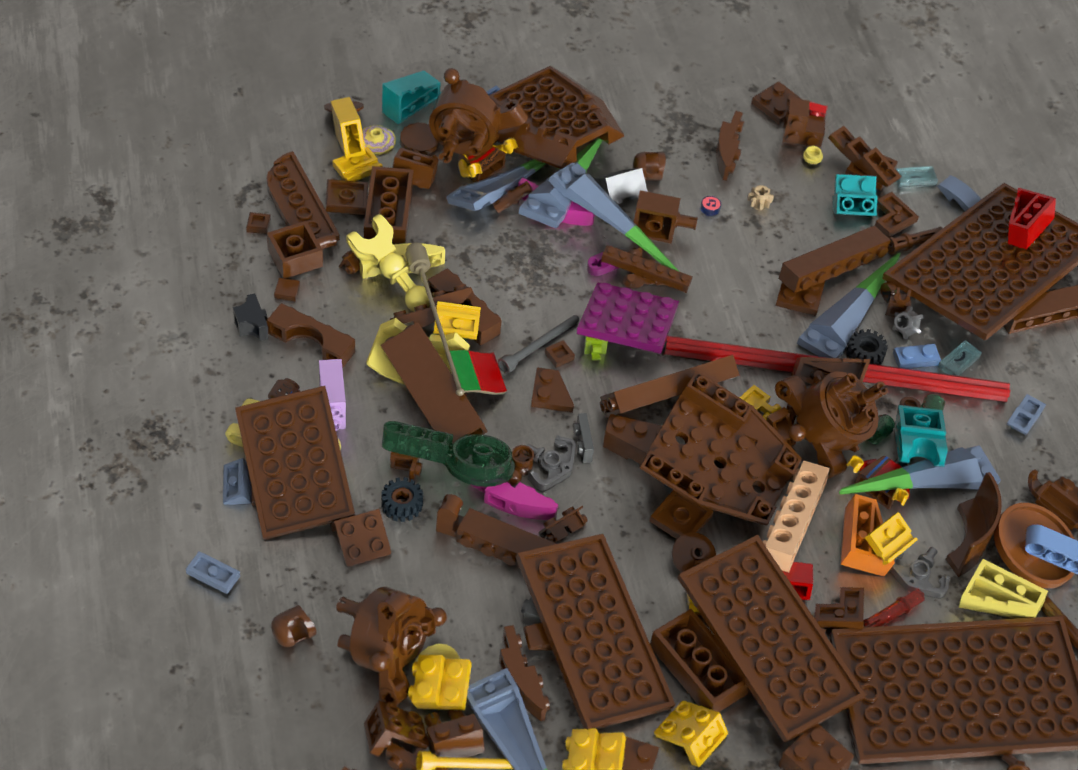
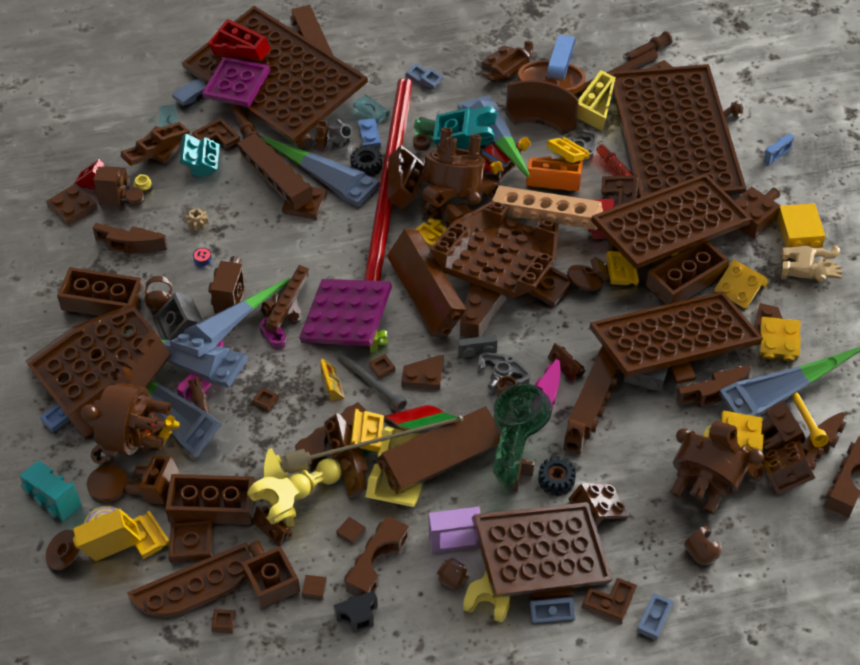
camera: 85 degrees left, 0 degrees up
(236, 540) = (613, 605): none -> reddish brown tile
(349, 319) = (351, 530): none -> reddish brown tile
(517, 256) = (265, 400): none -> reddish brown tile
(539, 307) = (331, 381): none -> yellow slope
(647, 120) = (98, 291): none -> reddish brown brick
(794, 150) = (134, 196): none -> reddish brown tile
(968, 221) = (236, 81): none -> magenta plate

